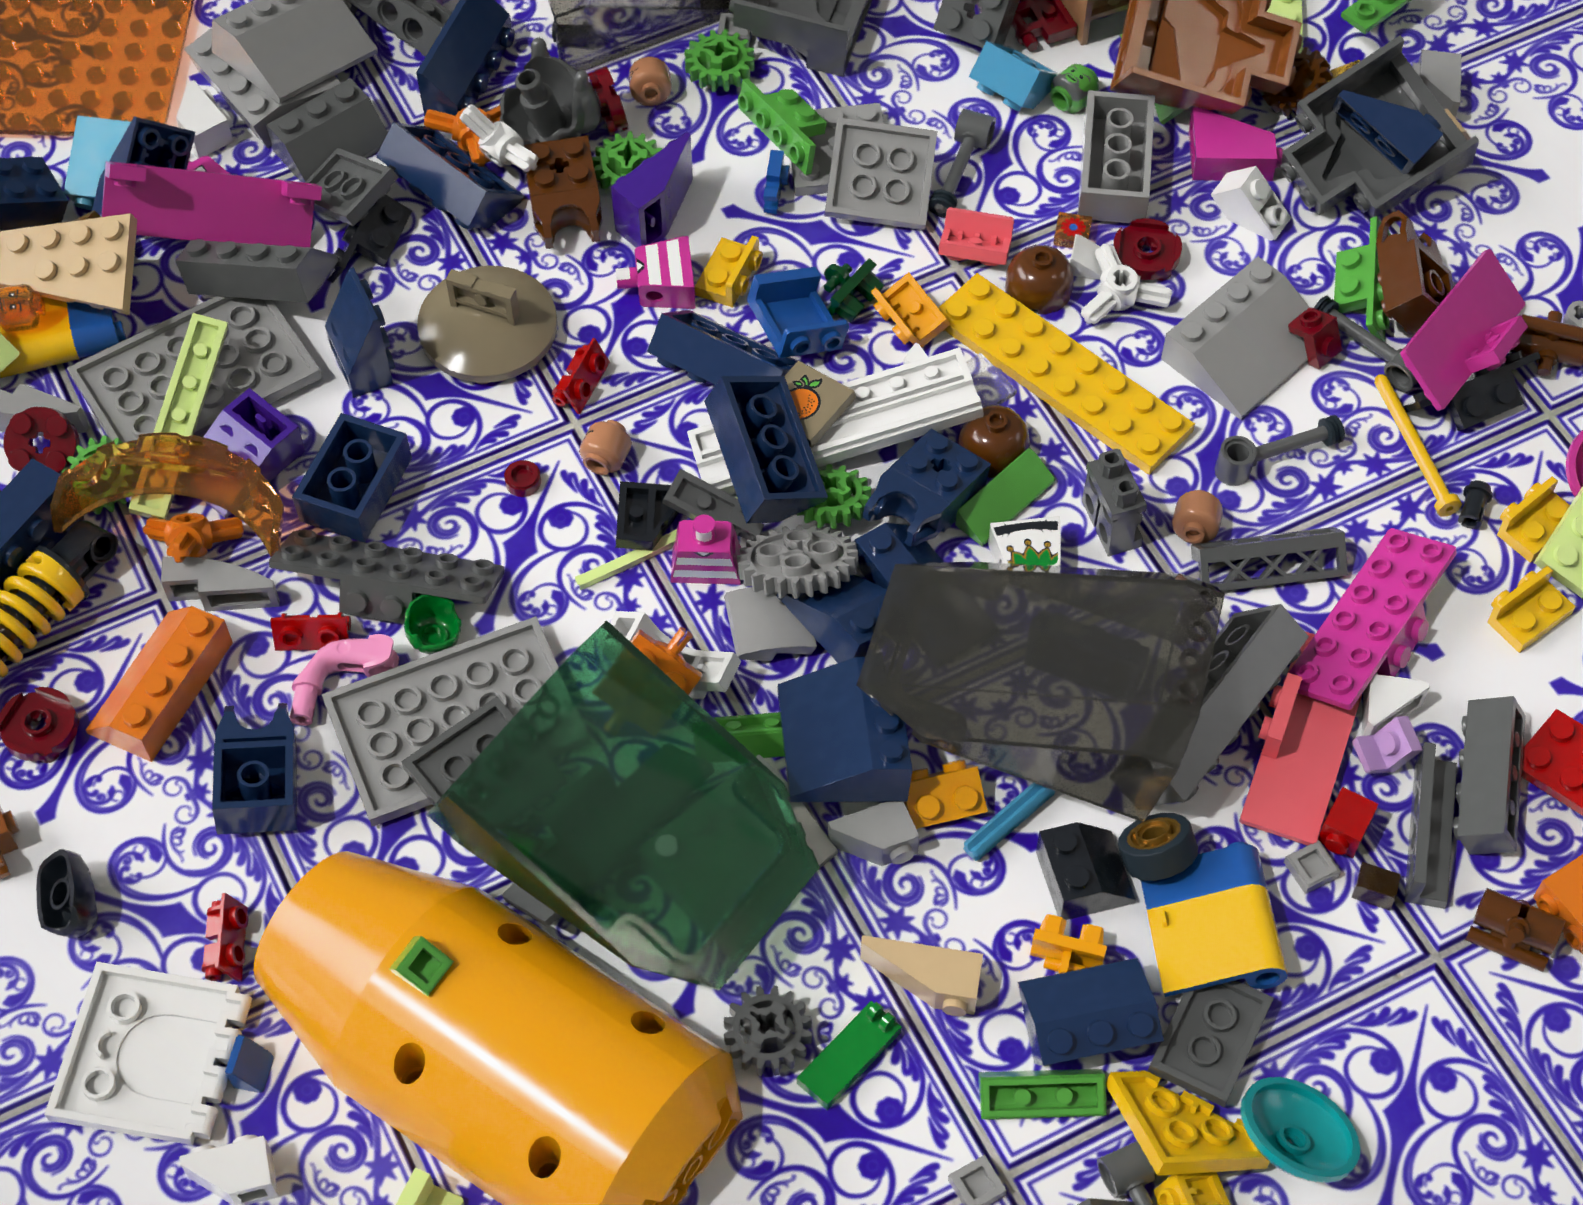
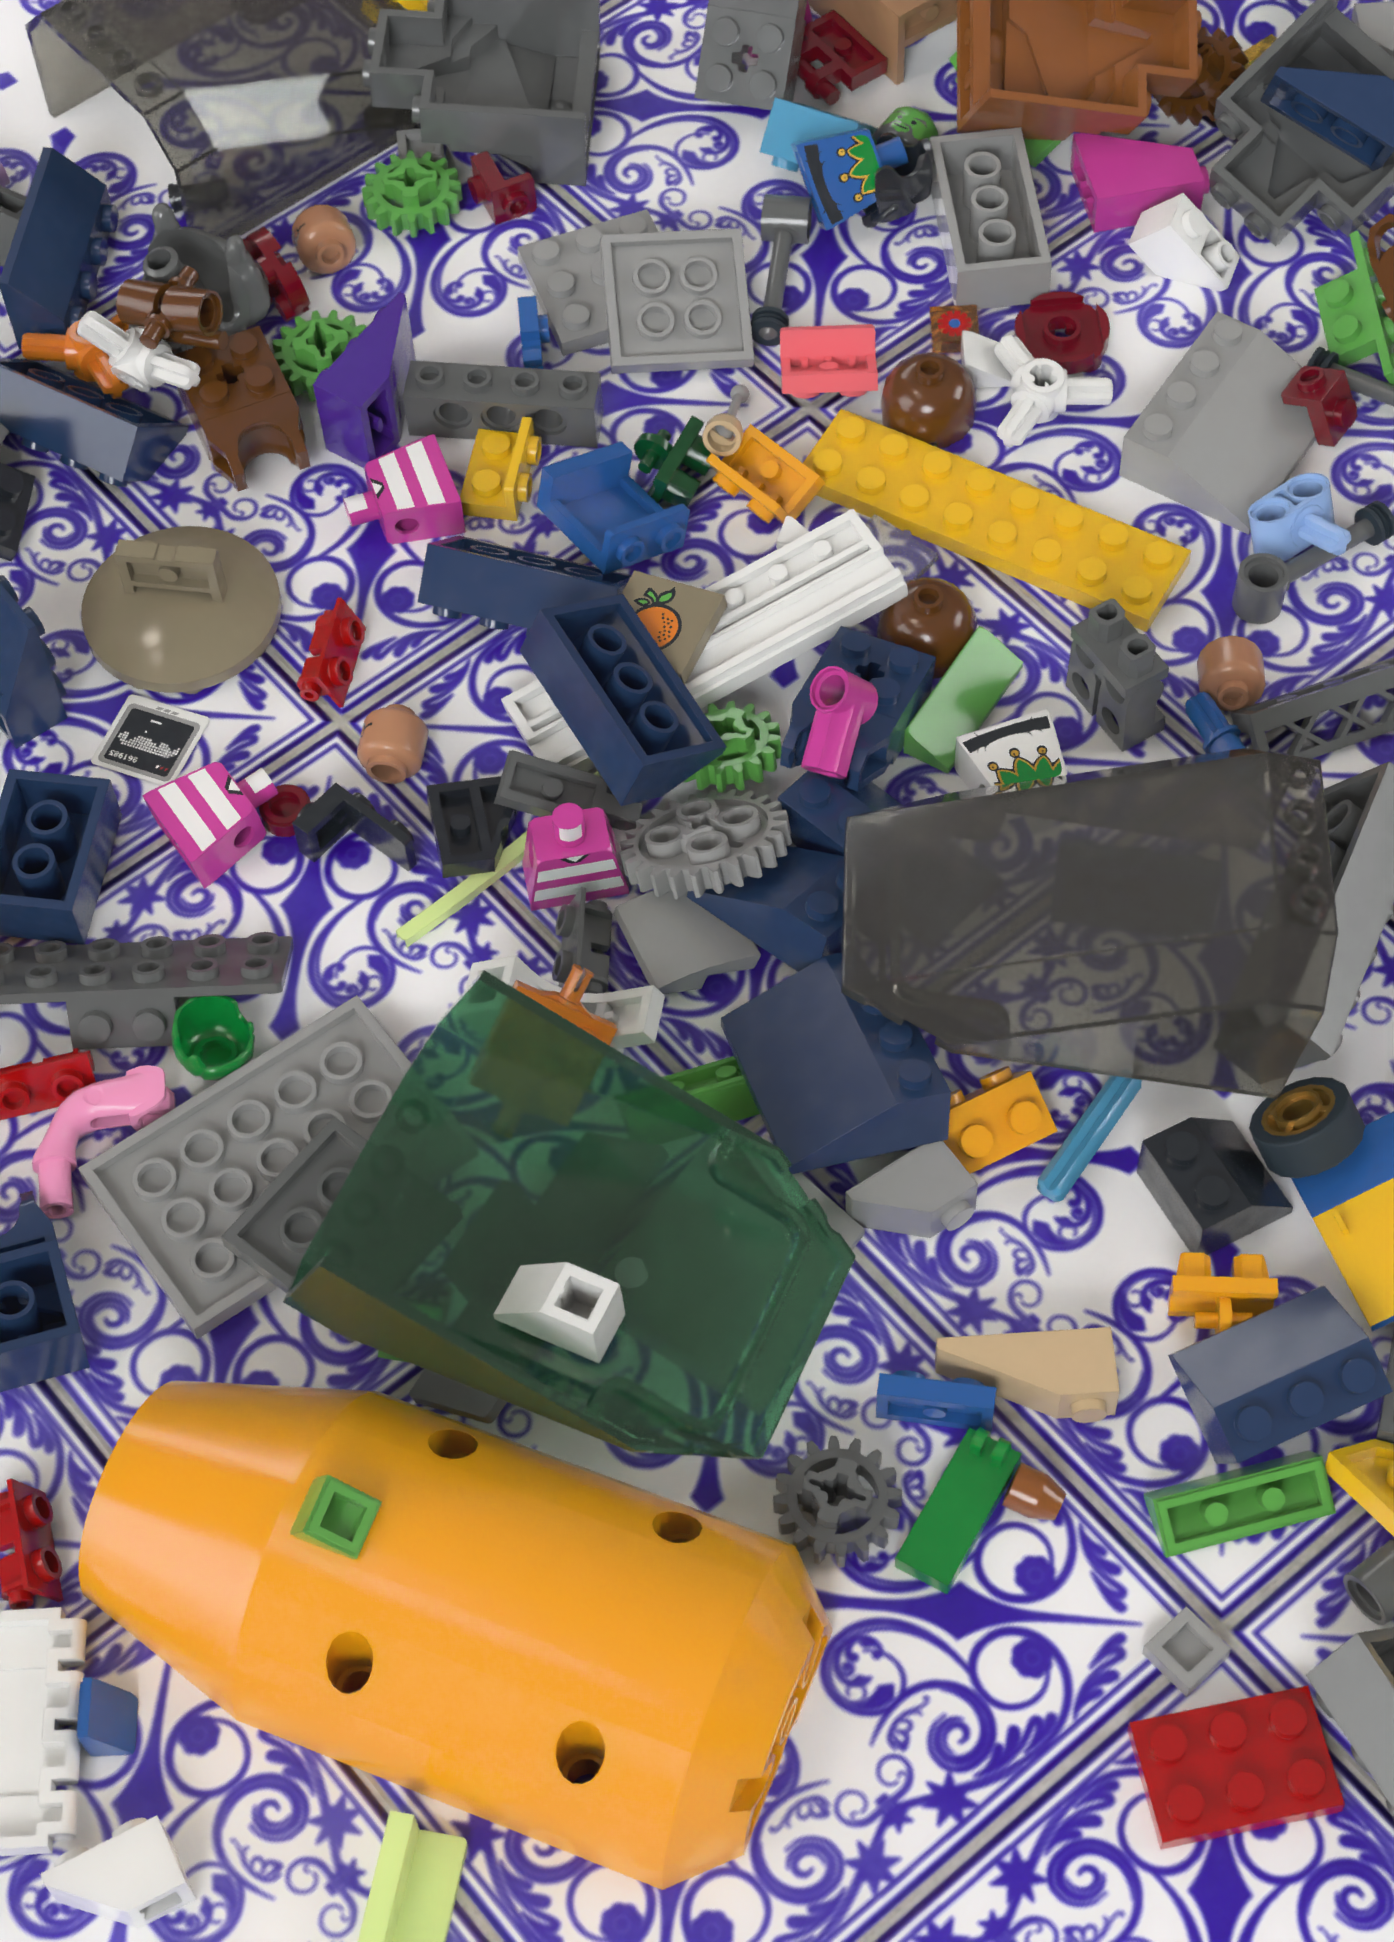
camera: 10 degrees left, 0 degrees up
(444, 411) = (150, 740): none -> sticker
(470, 473) = (211, 817): none -> dark pink torso
(528, 115) = (173, 311): none -> reddish brown pin
(555, 487) = (338, 811): none -> black bracket
(612, 859) = (564, 1307): none -> white slope
(701, 602) = (584, 928): none -> dark grey hinge
(718, 214) = (462, 398): none -> dark grey brick
(781, 75) = (500, 197): none -> dark red bracket
(785, 121) = (524, 256): bright green bracket -> none
(863, 982) = (951, 1403): none -> blue plate
(888, 273) = (720, 429): none -> tan hinge
(902, 1055) = (1034, 1494): none -> dark orange hose
(911, 485) = (841, 707): none -> dark pink piece
(1023, 104) = (842, 171): none -> blue torso
(1061, 117) = (901, 187): none -> black helmet
(1176, 558) = (1212, 724): none -> blue axle
(1274, 416) = (1295, 518): none -> light blue beam

